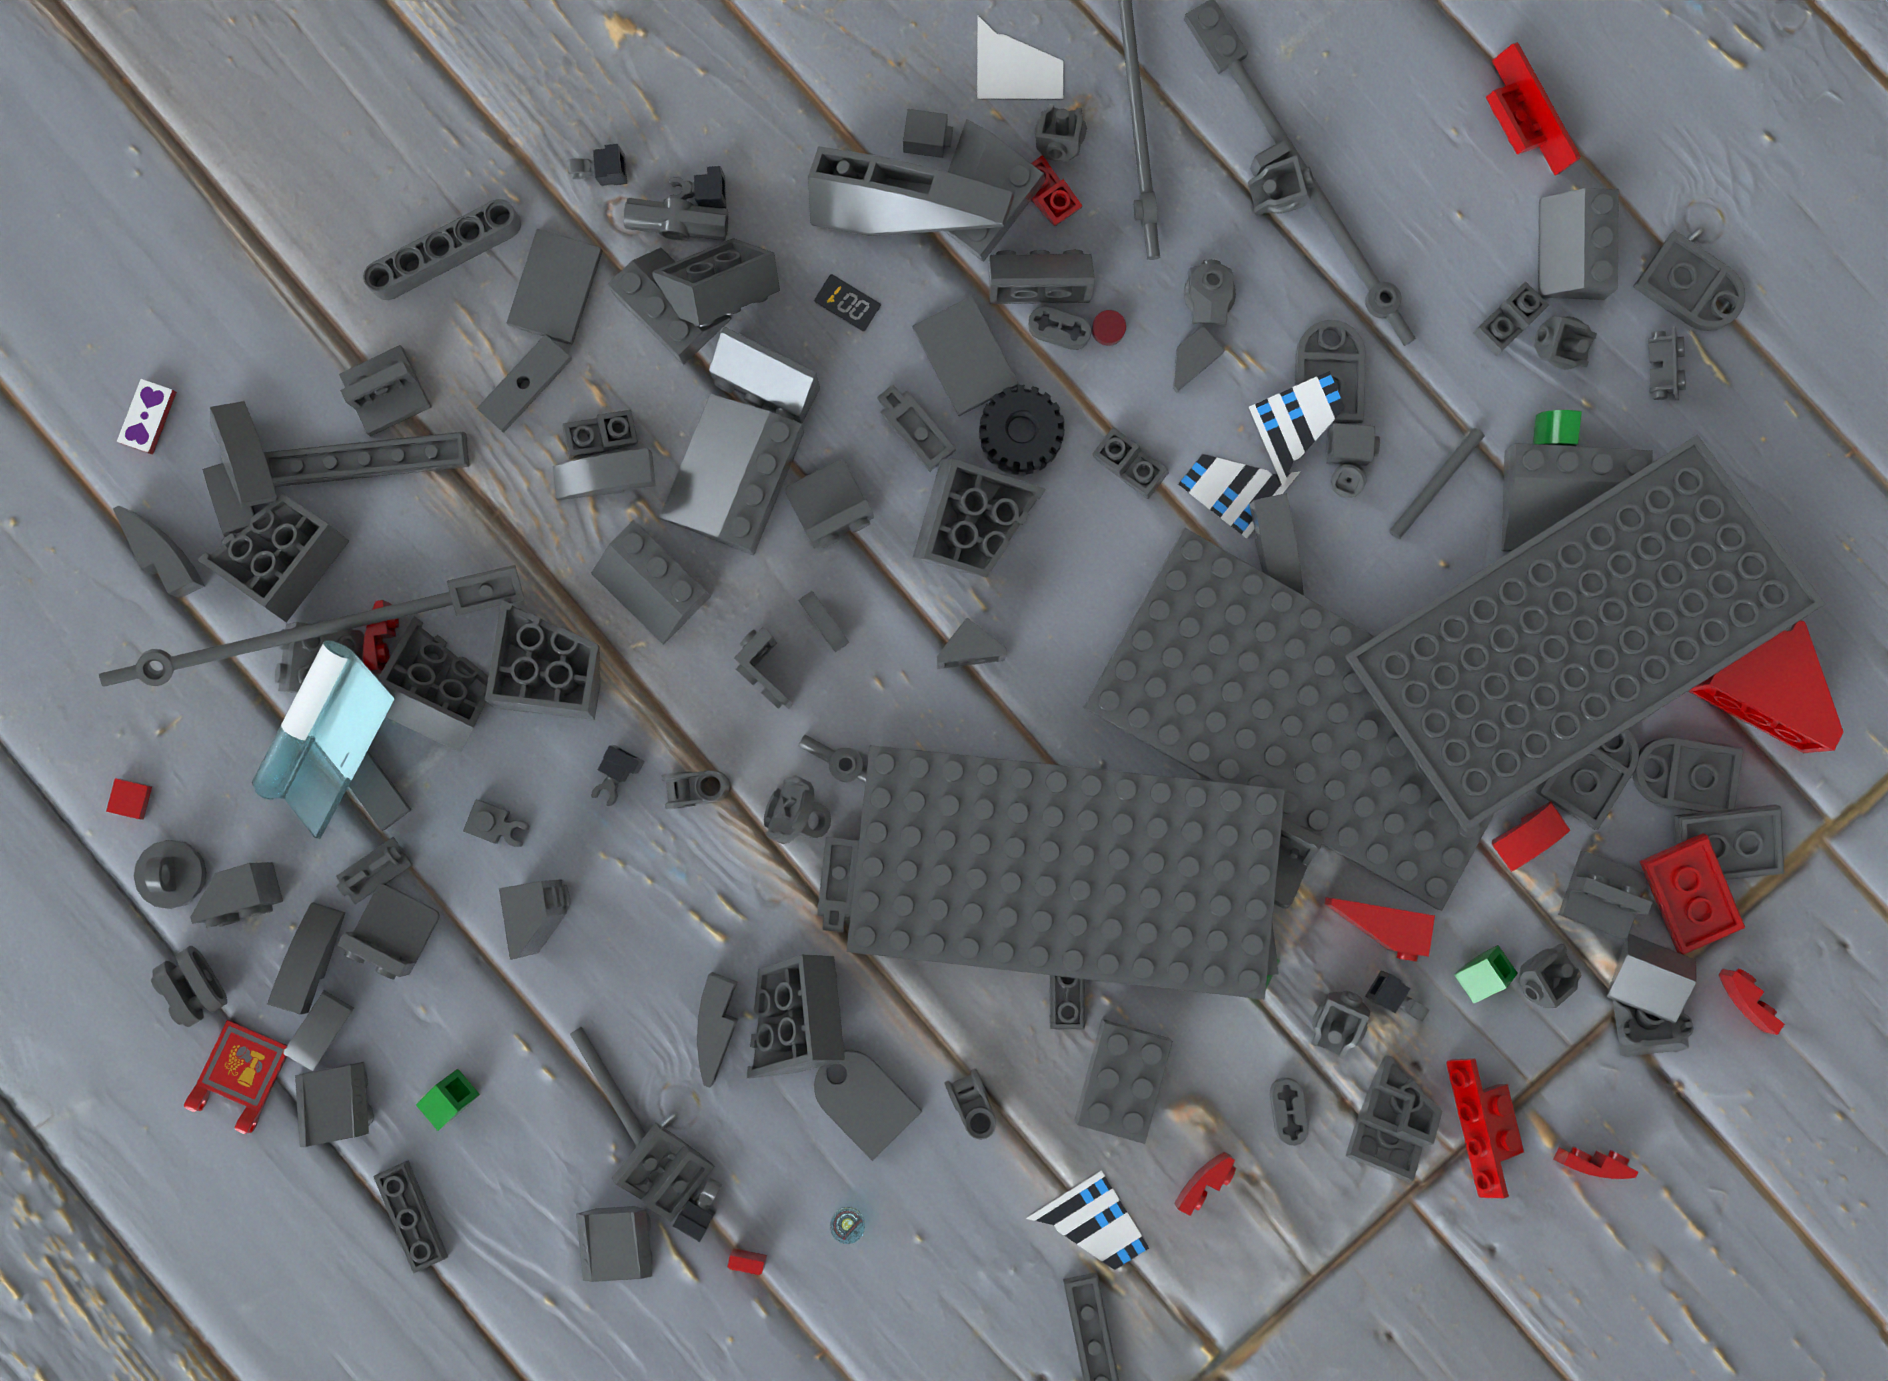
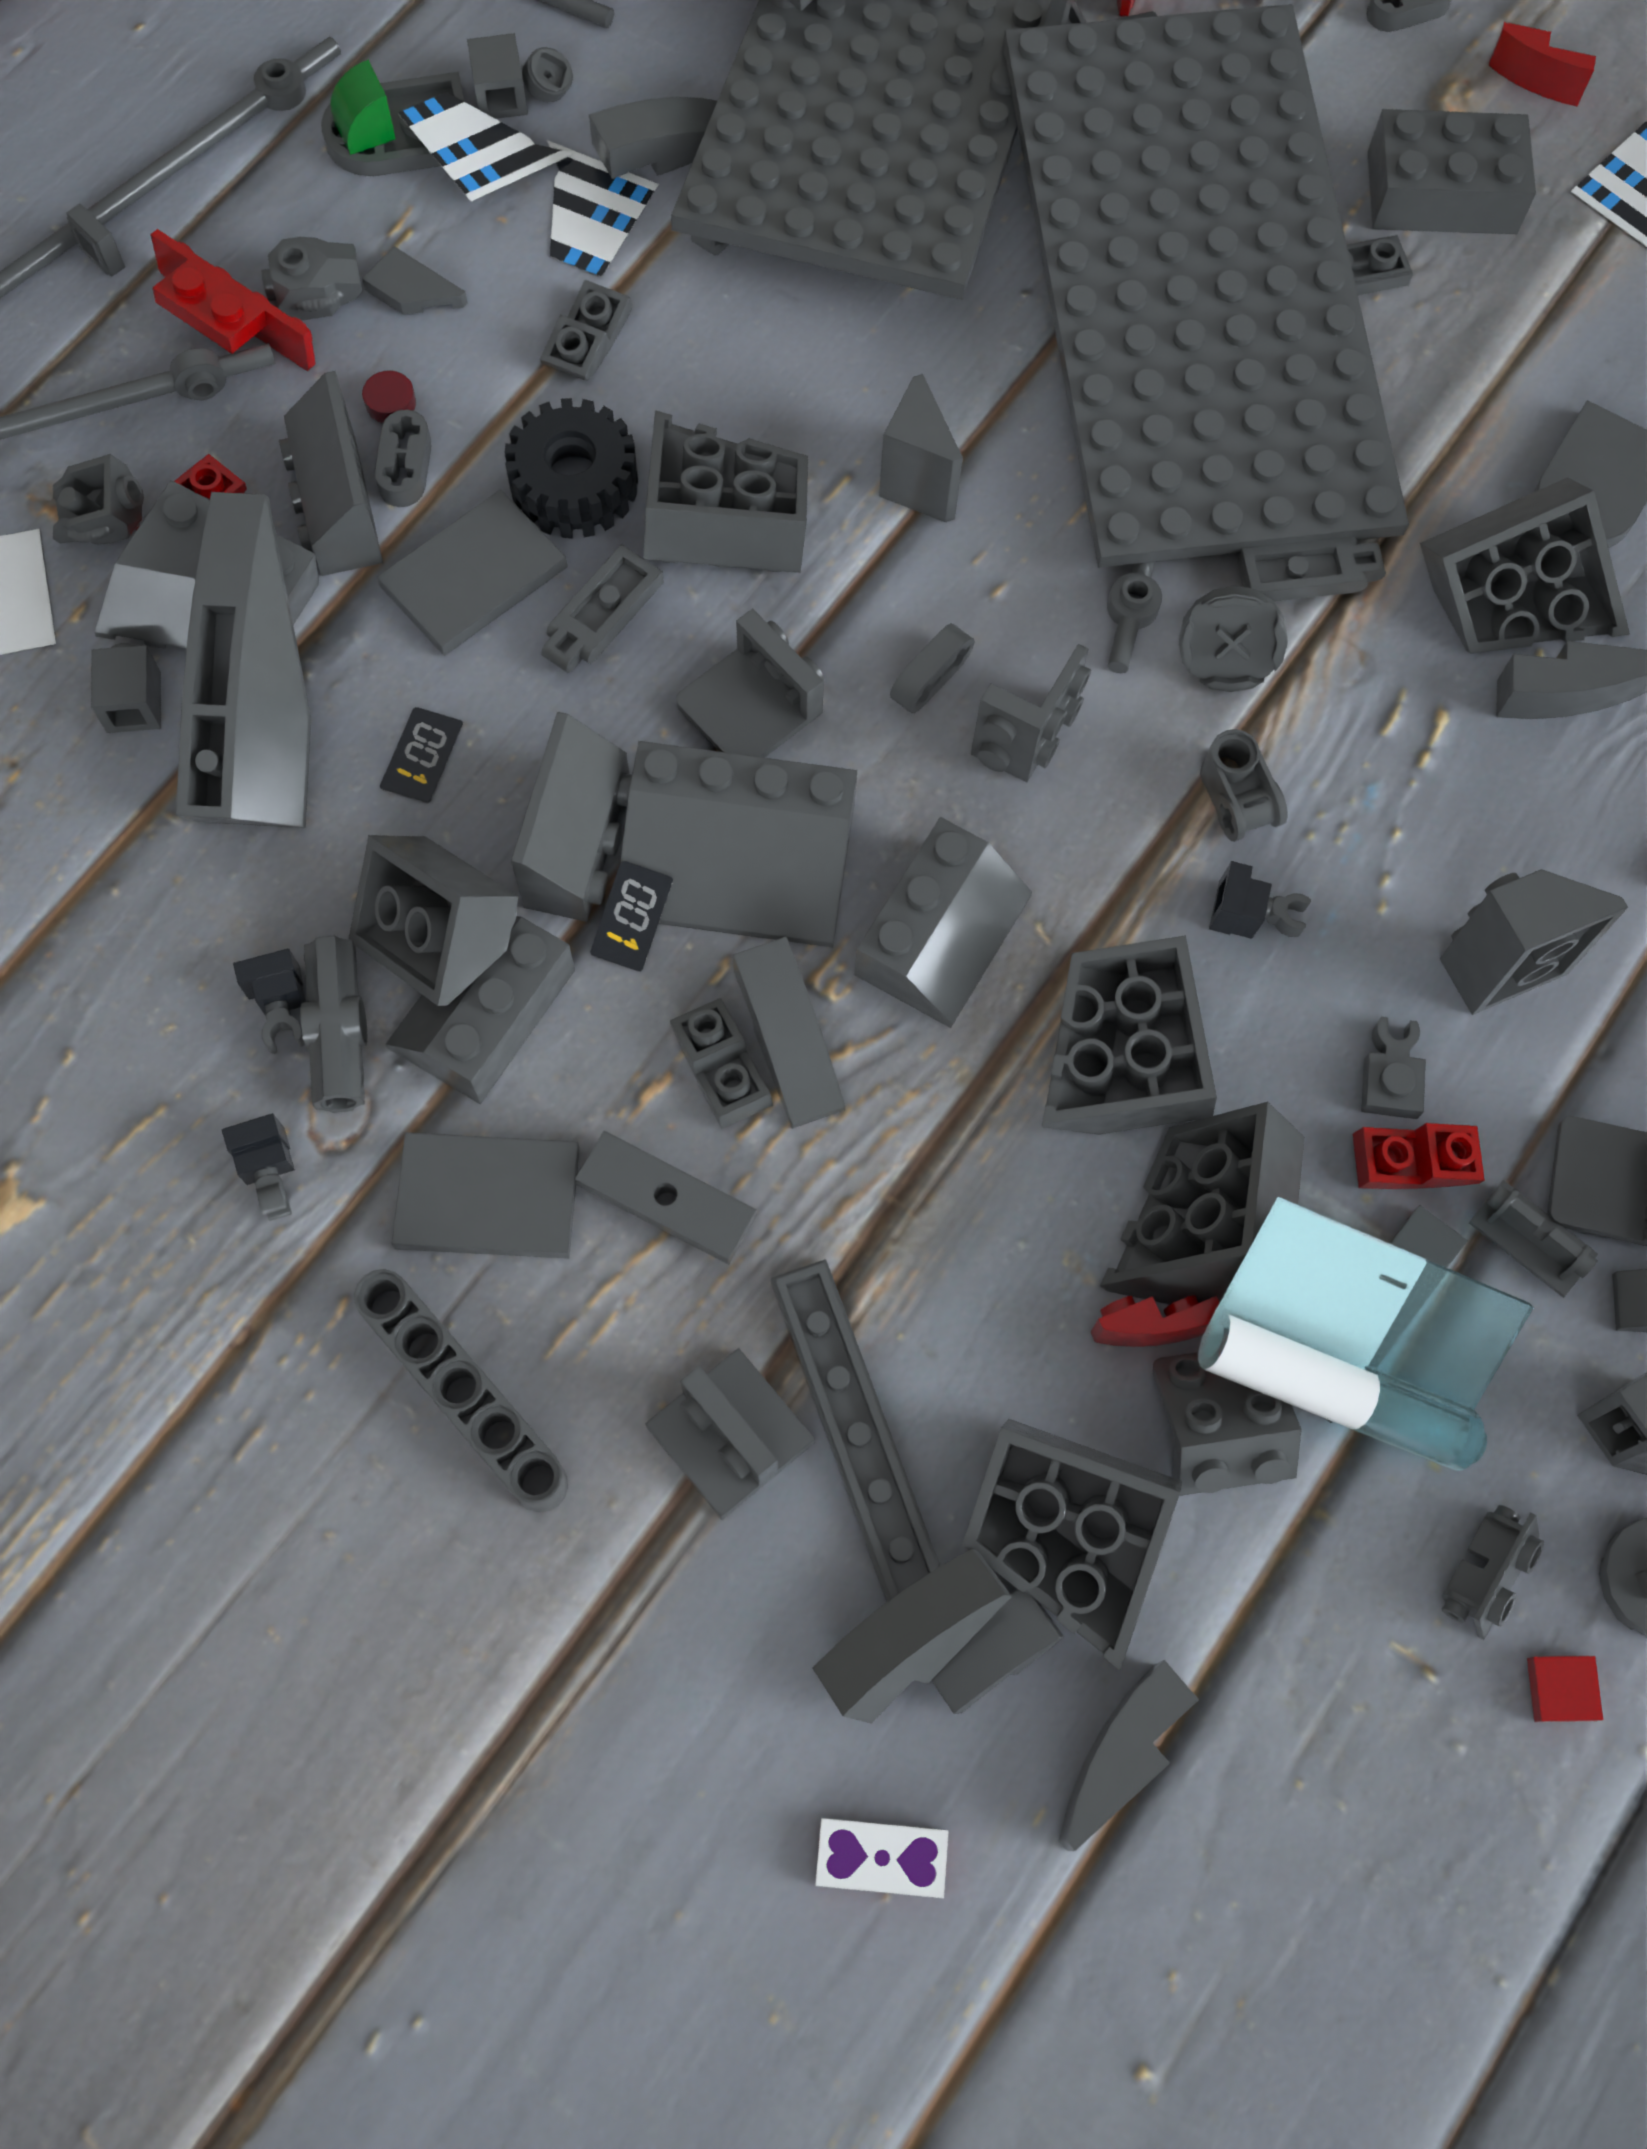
camera: 105 degrees left, 15 degrees down
(188, 771) = (1487, 1591): none -> dark grey hinge
(439, 820) = (1418, 1158): none -> red slope
(465, 594) = (1052, 1187): dark grey bar -> none
(703, 402) = (631, 916): none -> black sticker
(971, 1103) = (1554, 336): dark grey piece -> none
(1191, 226) = (223, 307): none -> red bracket
(1281, 187) = (132, 208): dark grey hand -> none
(1330, 346) = (361, 109): none -> green brick

